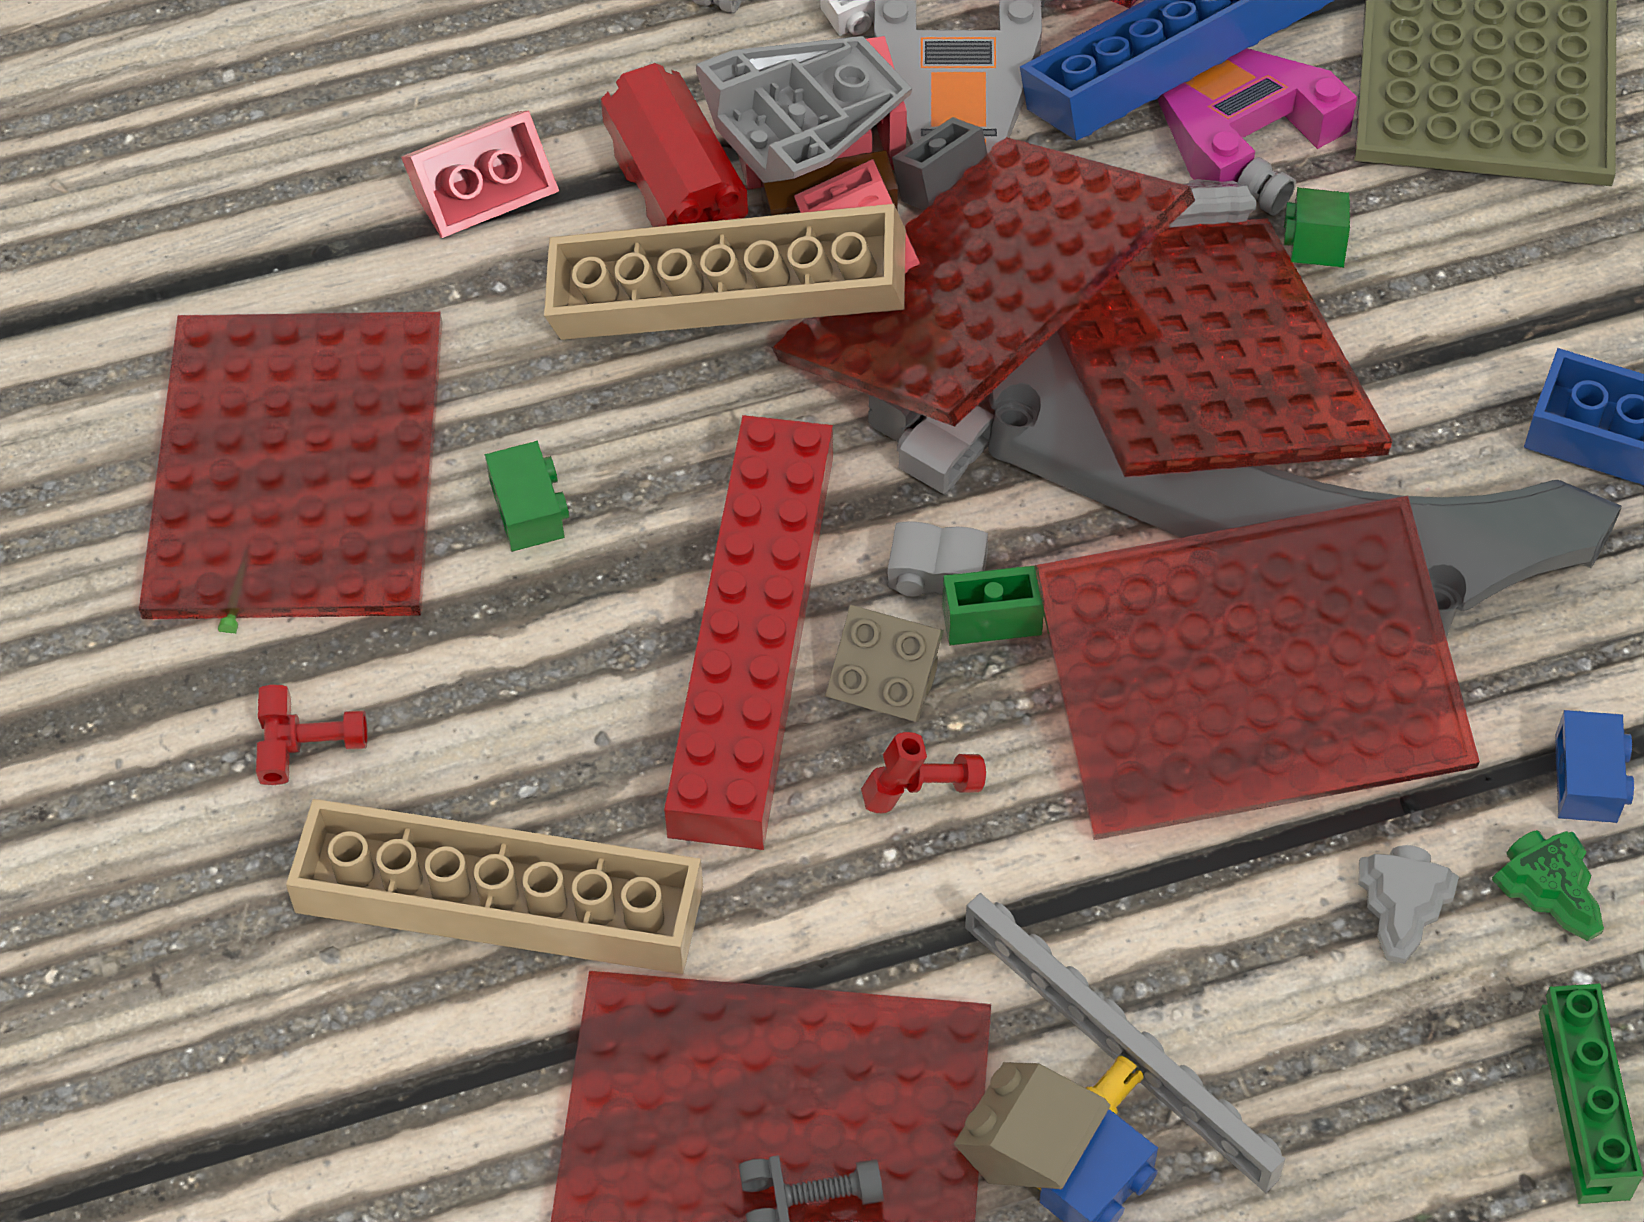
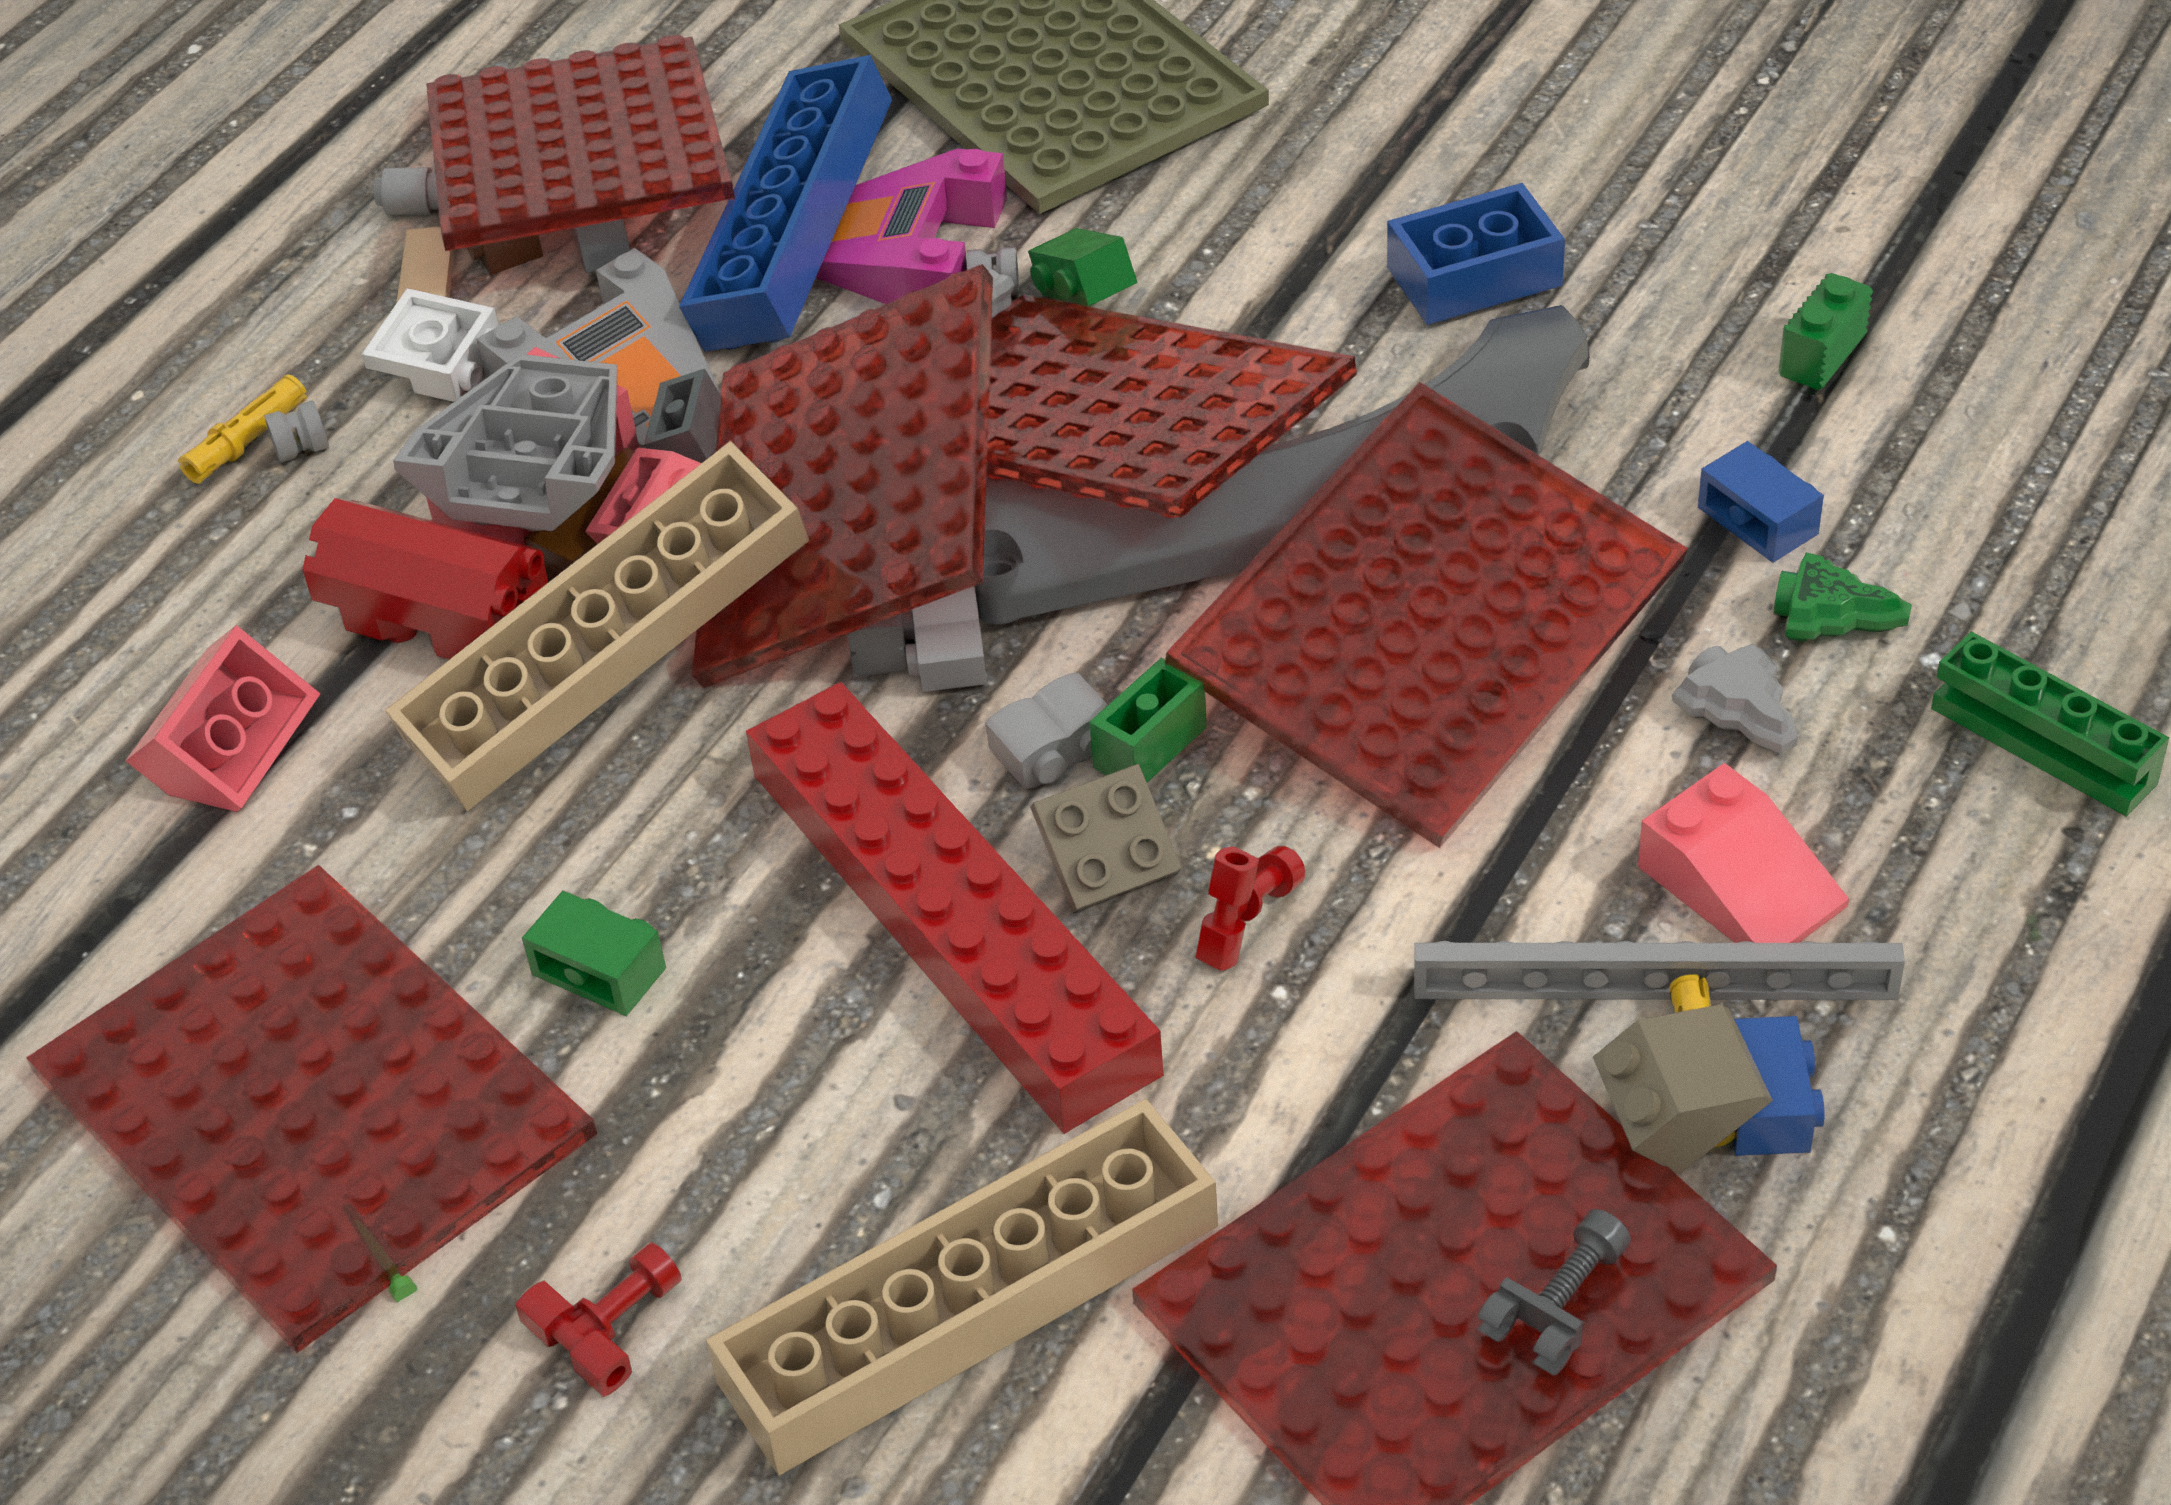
camera: 40 degrees left, 10 degrees down
(1260, 1016) = (1738, 862): none -> coral slope

